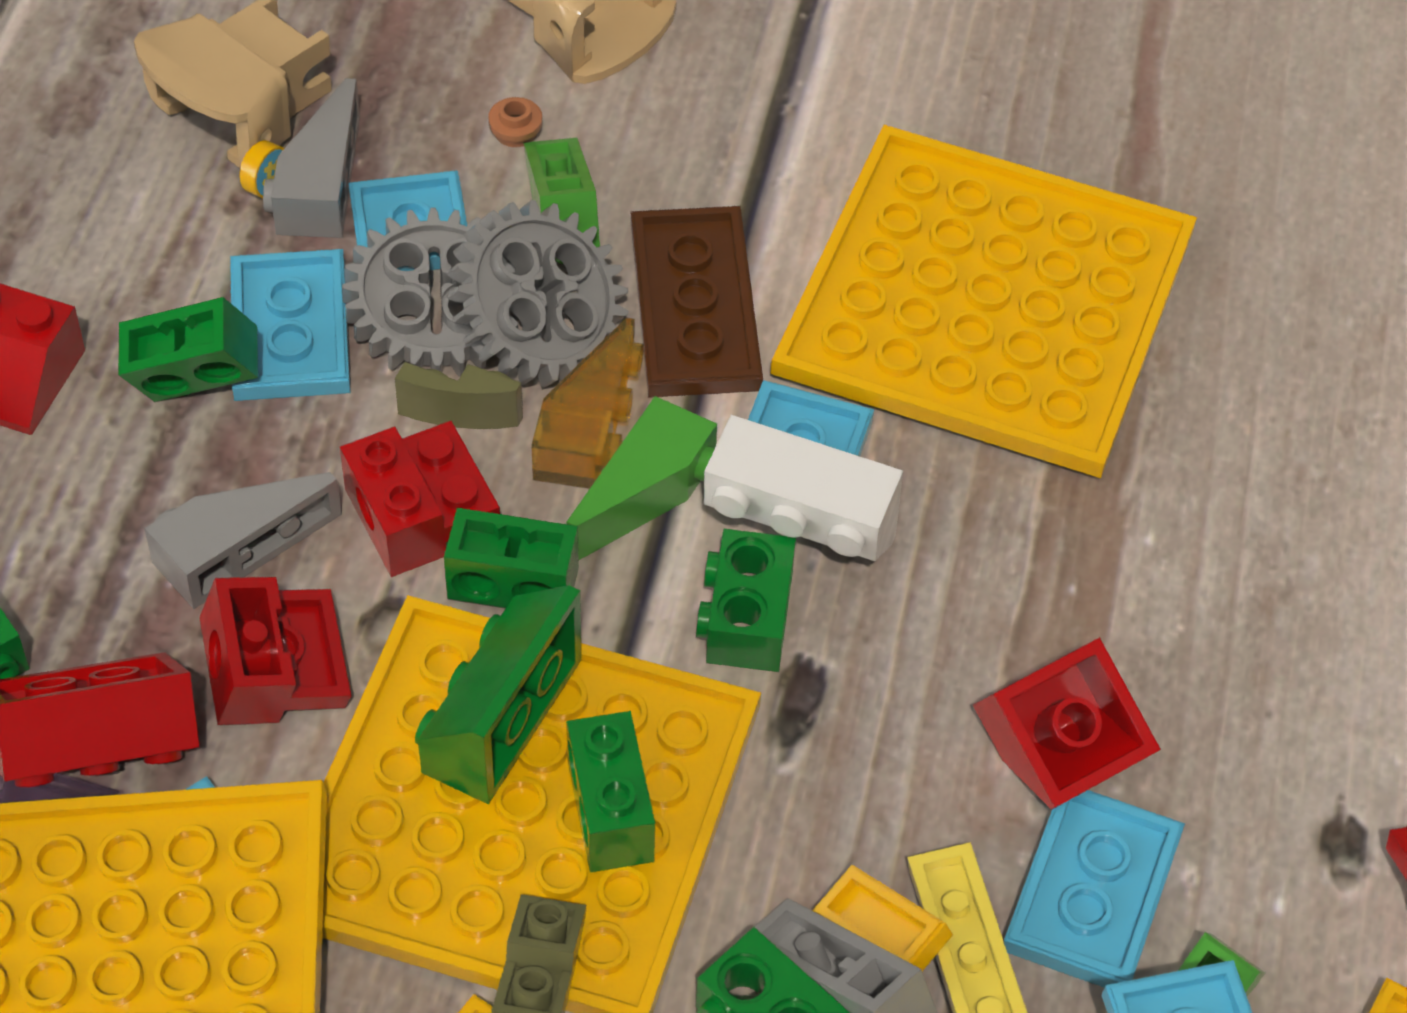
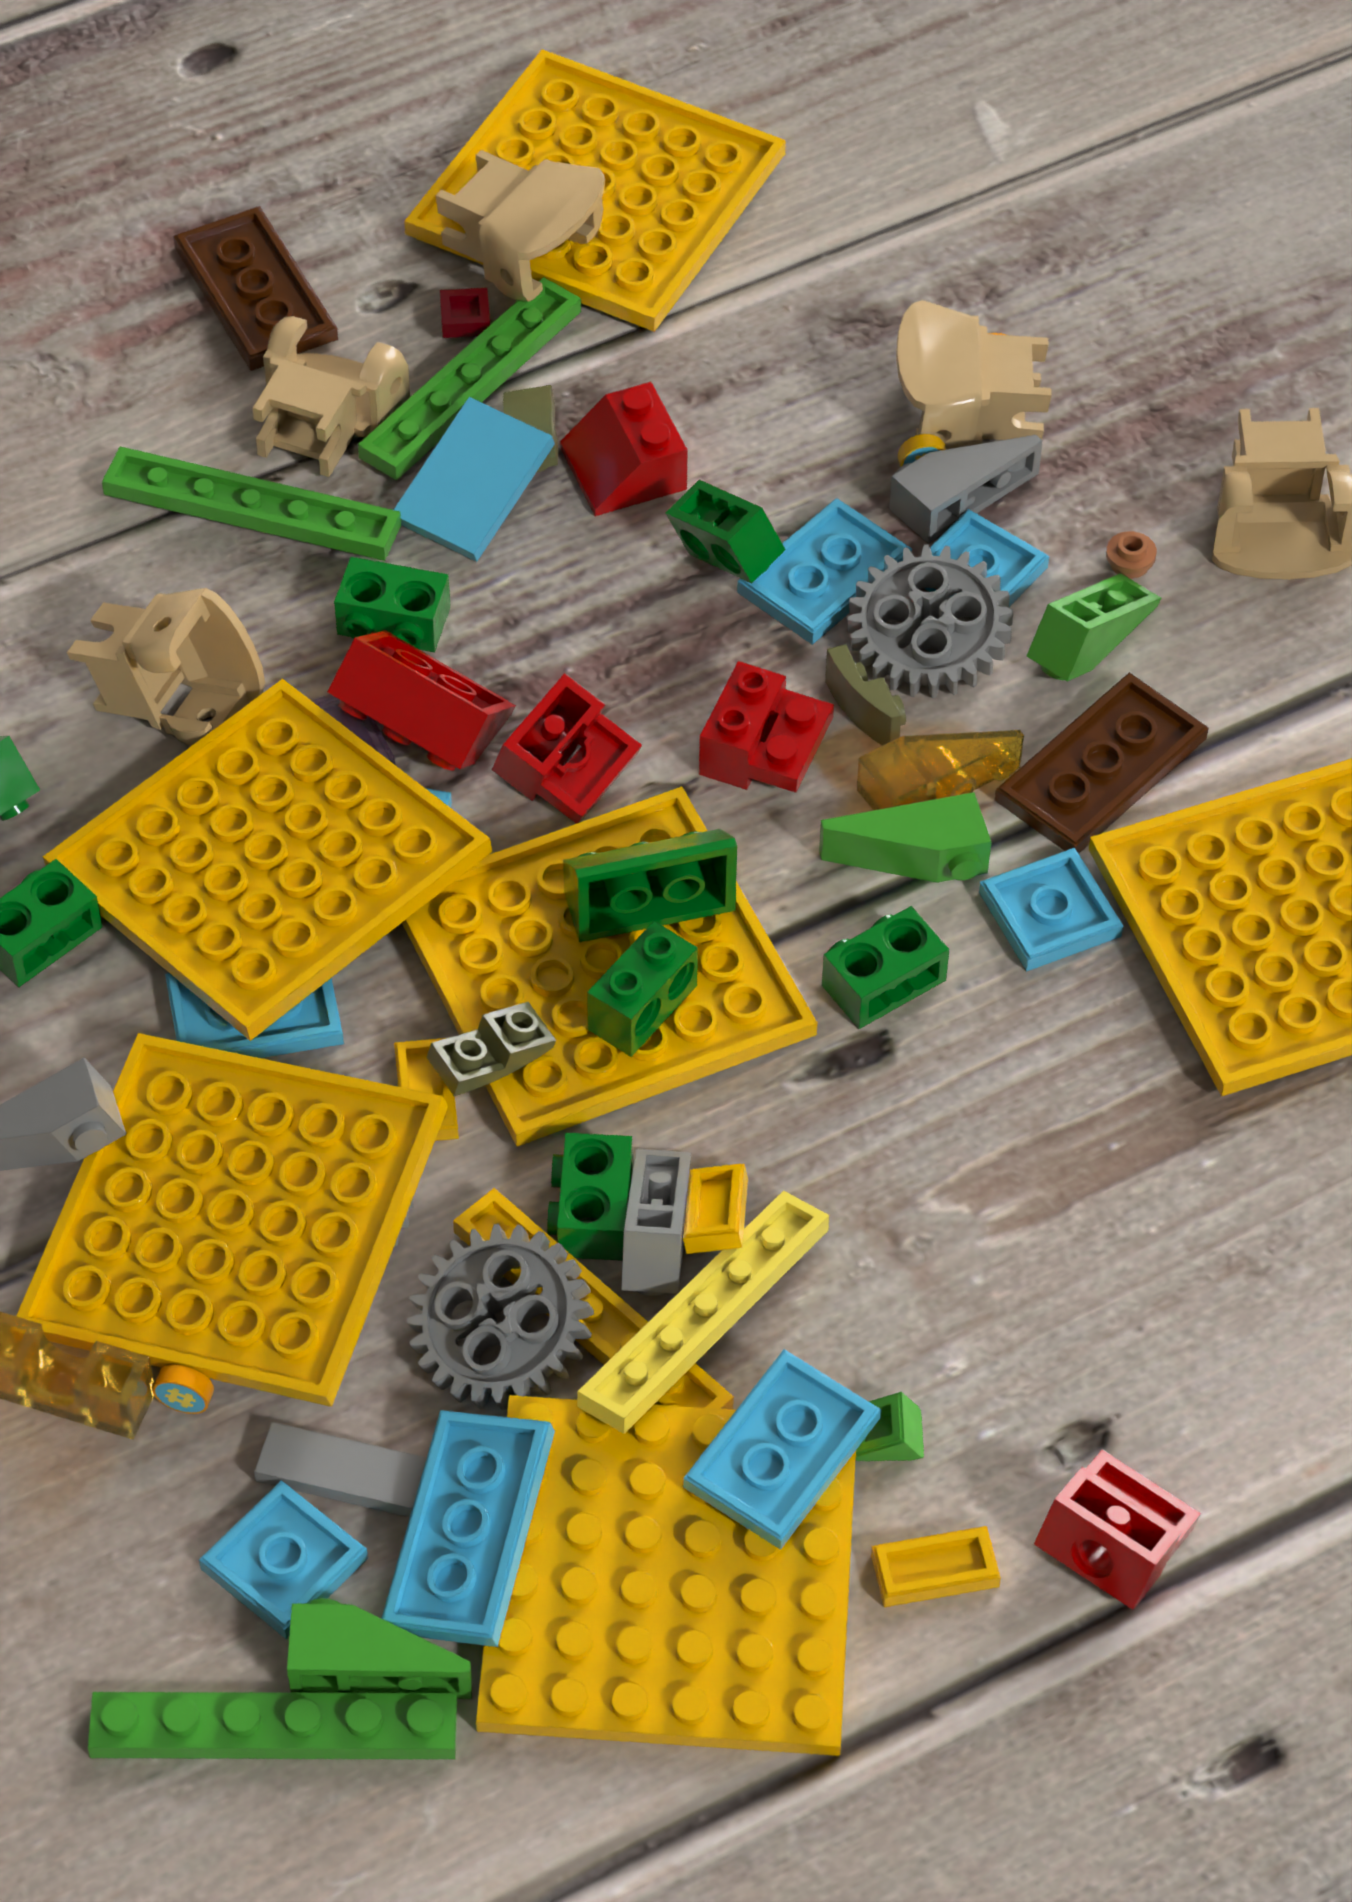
camera: 50 degrees right, 0 degrees up
(237, 530) = (634, 668): light grey slope -> none
(507, 556) = (762, 818): green brick -> none
(536, 291) = (944, 641): light grey gear -> none
(804, 489) = (982, 925): white slope -> none
(1068, 725) = (977, 1203): red slope -> none
(1093, 888) = (882, 1314): medium azure tile -> none

